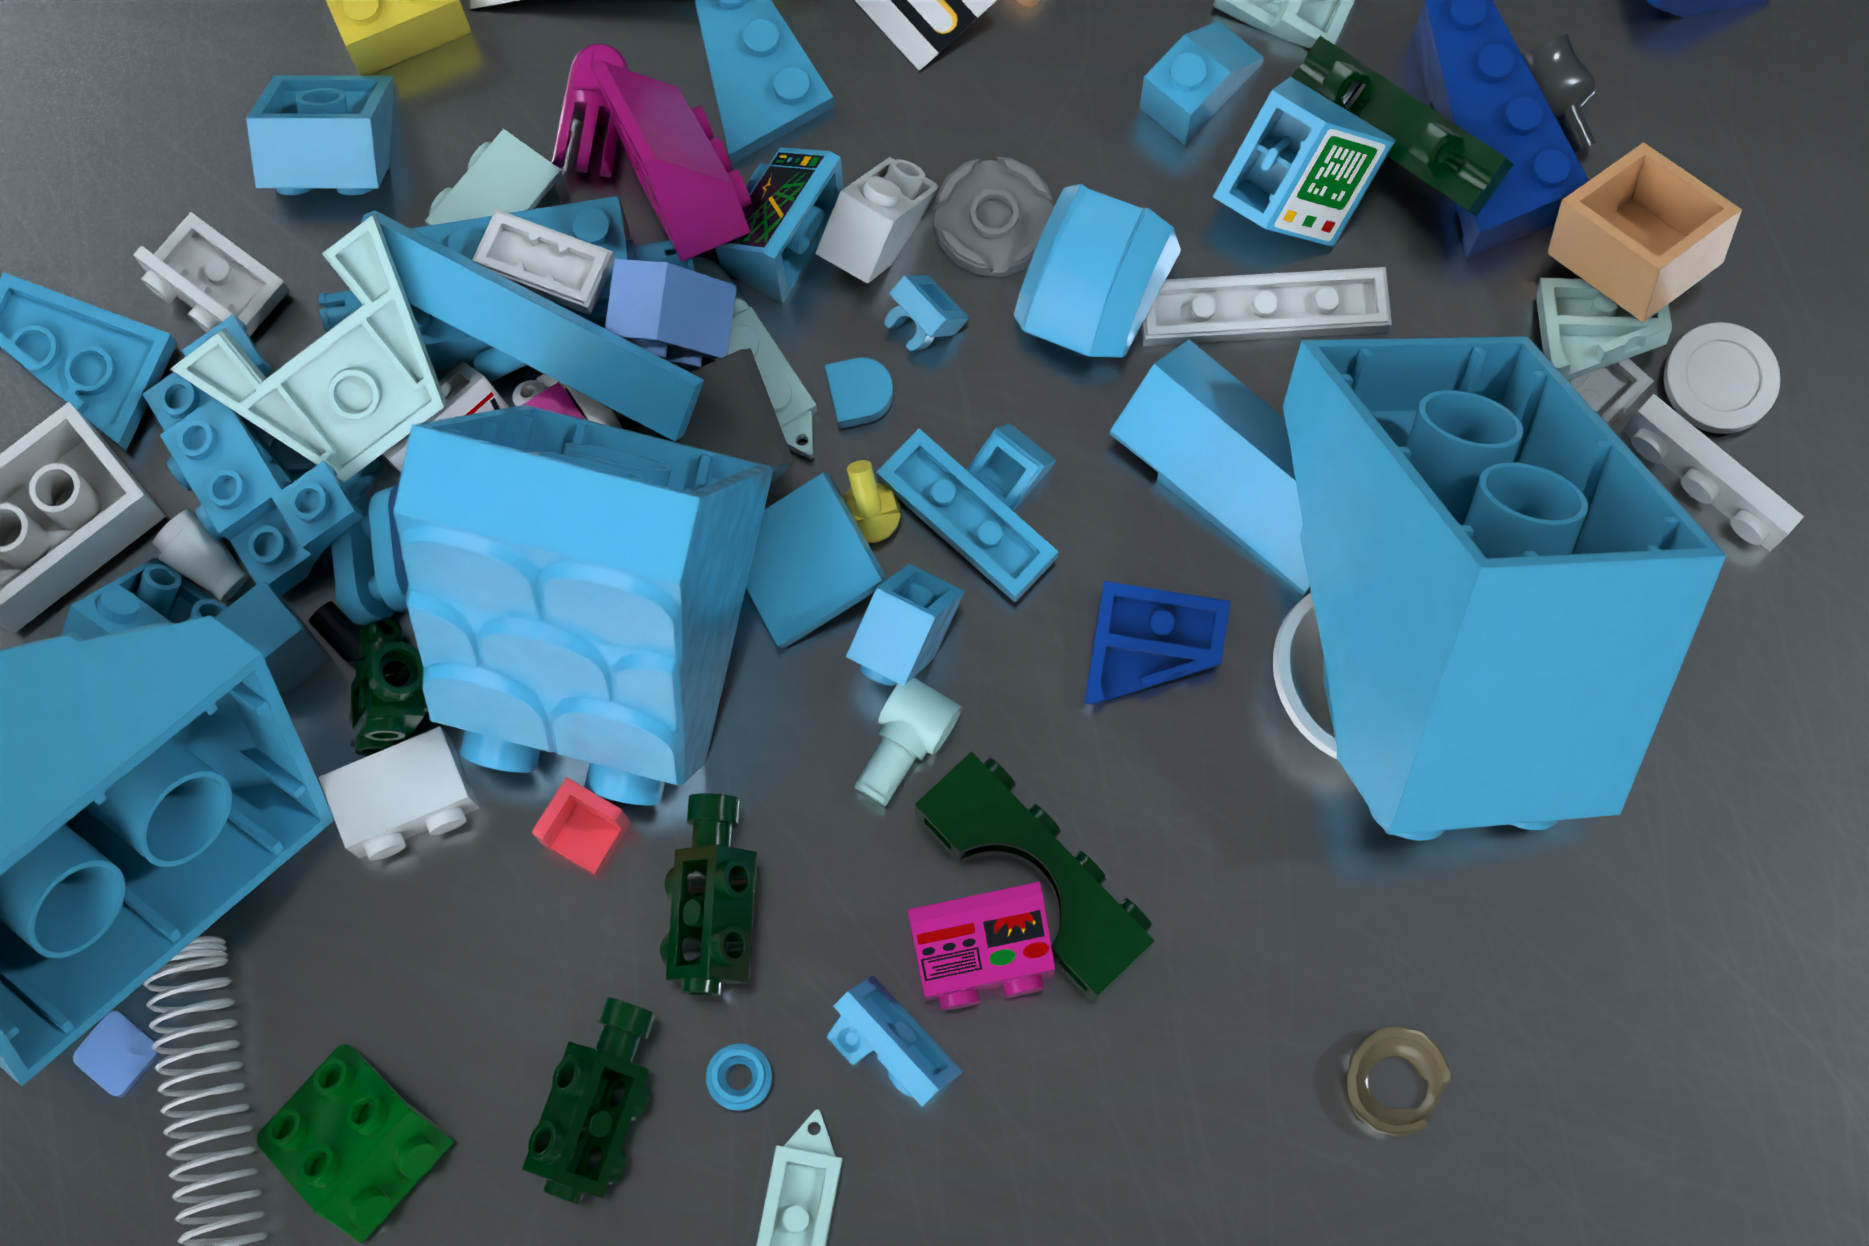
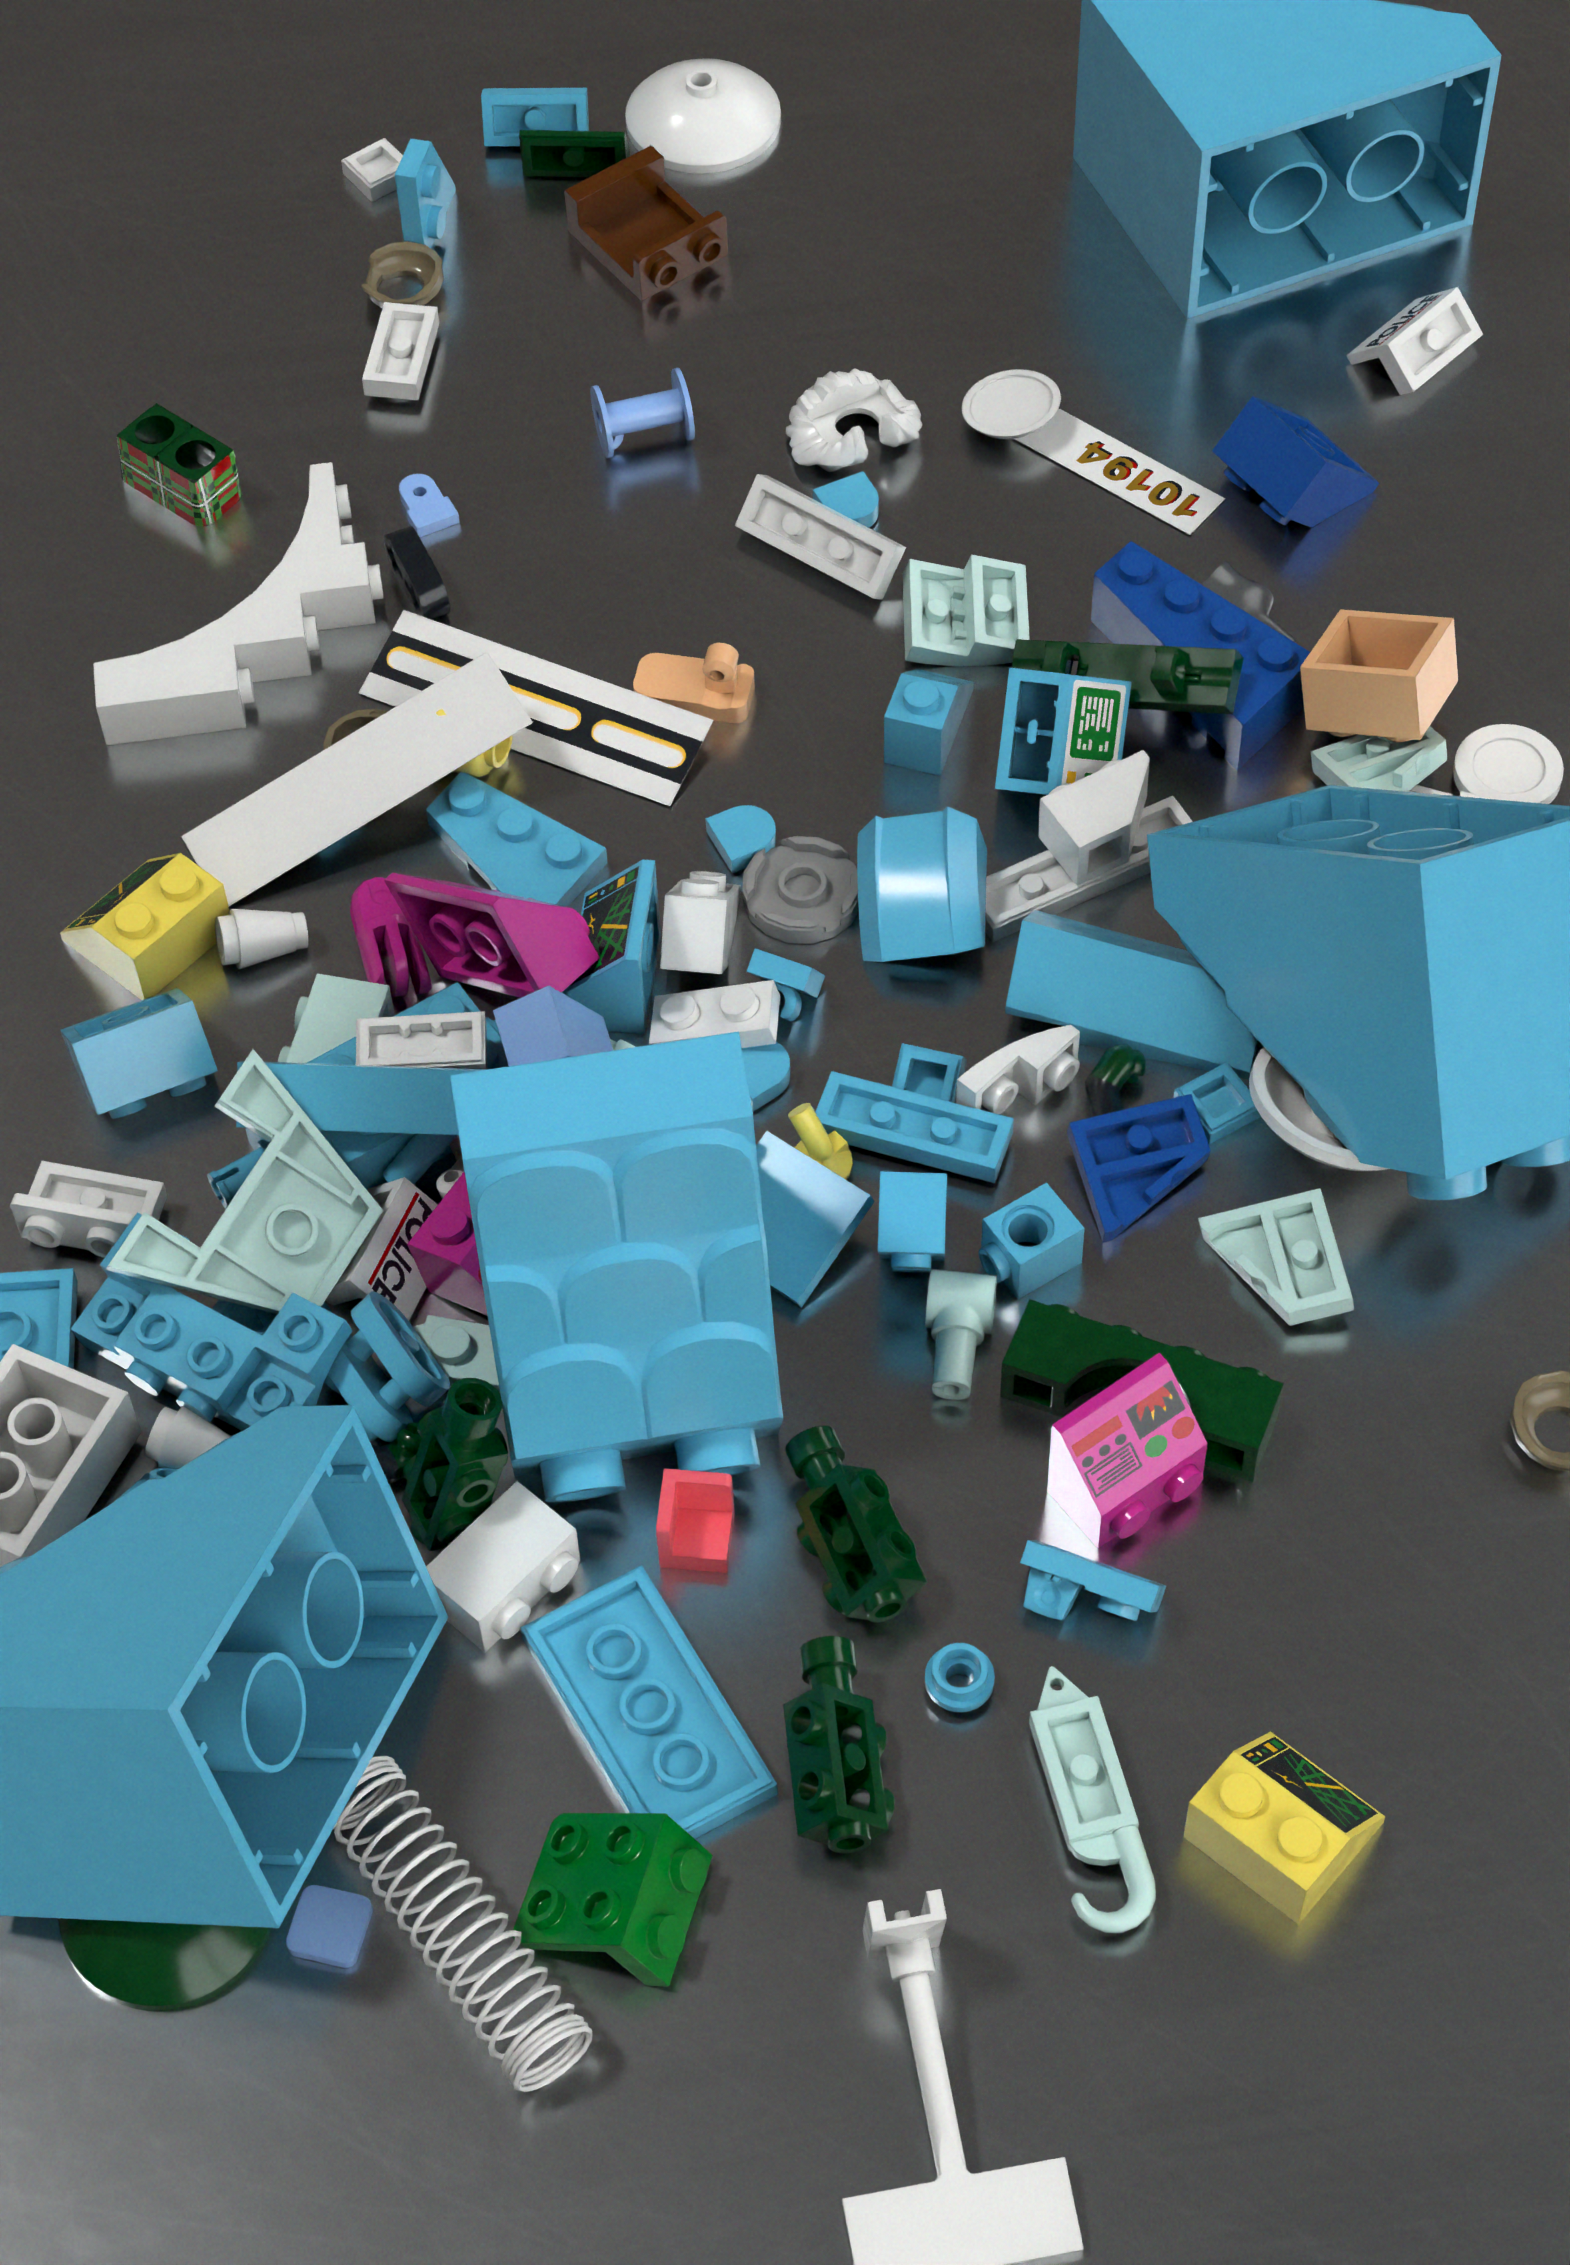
camera: 25 degrees left, 20 degrees down
(465, 980) = (648, 1706): none -> medium azure tile
(482, 56) = (258, 935): none -> white cone
(843, 325) = (739, 1008): none -> white plate
(967, 134) = (741, 834): none -> medium azure tile
(1027, 660) = (1037, 1219): none -> medium azure brick
(1107, 502) = (1023, 1067): none -> white slope
(1168, 543) = (1115, 1067): none -> arm
(1236, 799) = (1284, 1255): none -> light aqua wing
(1257, 608) = (1221, 1101): none -> medium azure tile
(1293, 271) = (1095, 819): none -> white slope

